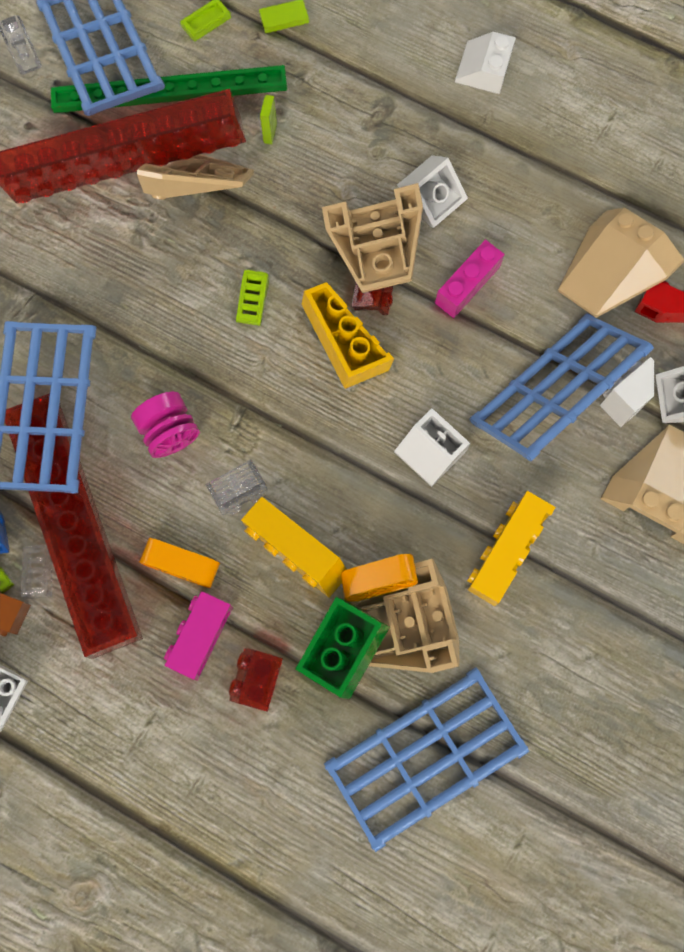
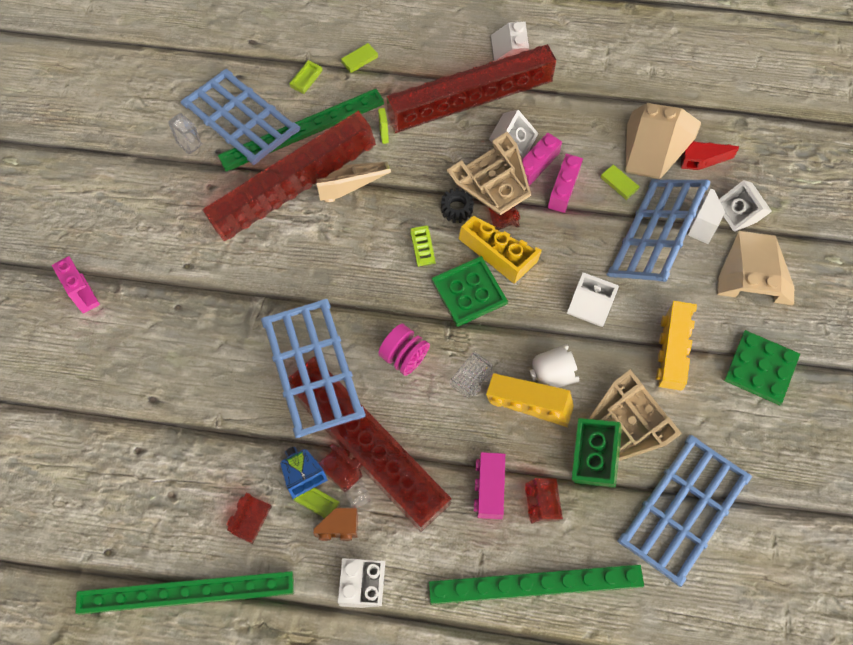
camera: 20 degrees left, 10 degrees down
(27, 545) = (341, 468): none -> clear red bracket
(179, 562) = (454, 441): light orange beam -> none
(201, 777) = (536, 584): none -> green plate
(283, 378) = (469, 291): none -> green plate
(318, 272) = (457, 196): none -> black tyre
(341, 519) = (554, 367): none -> white cylinder
(379, 577) = (600, 395): light orange beam -> none
(404, 106) = (470, 88): none -> clear red brick
(450, 234) = (541, 157): none -> dark pink brick
(543, 302) = (620, 182): none -> lime tile
(612, 616) = (762, 367): none -> green plate

